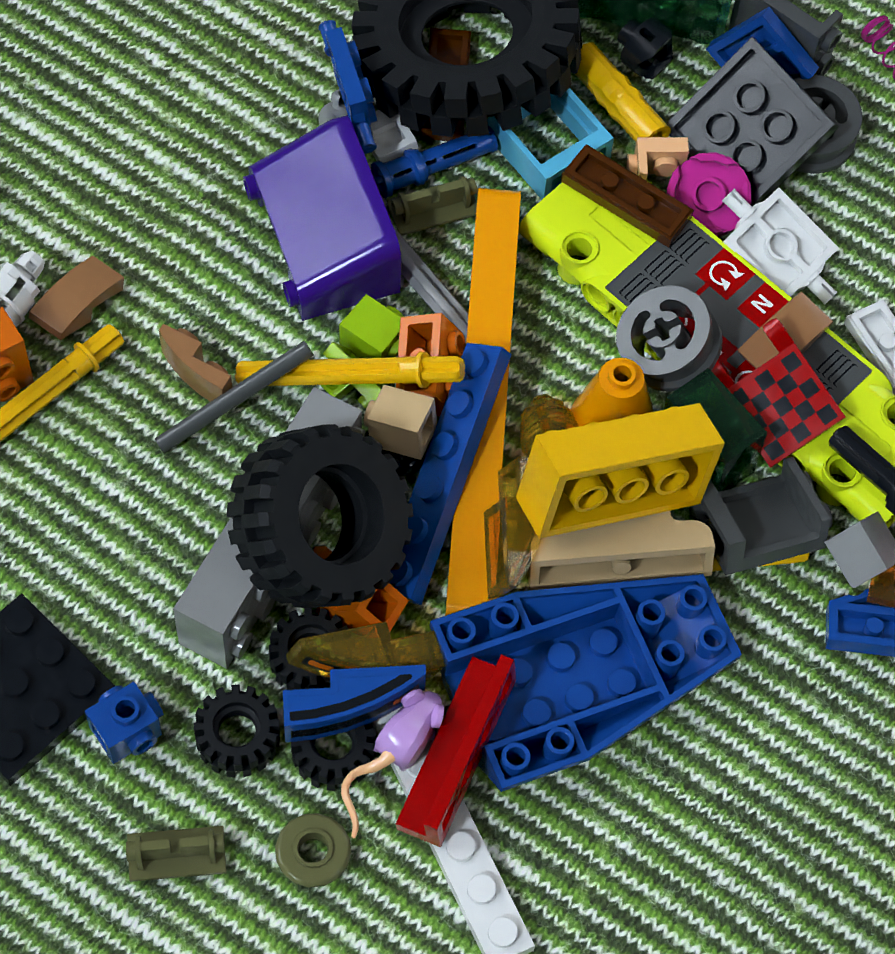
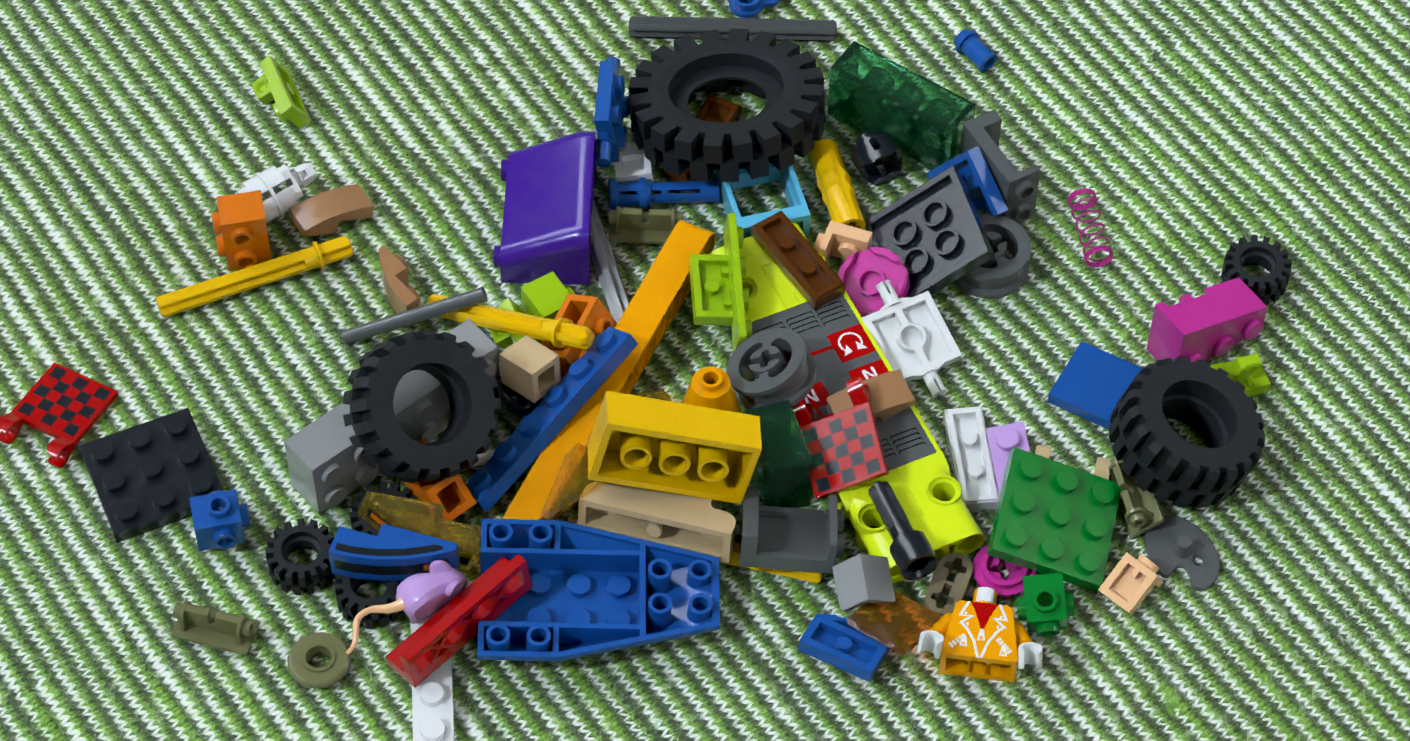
camera: 25 degrees right, 10 degrees down
(563, 255) = (718, 285): none -> lime bracket

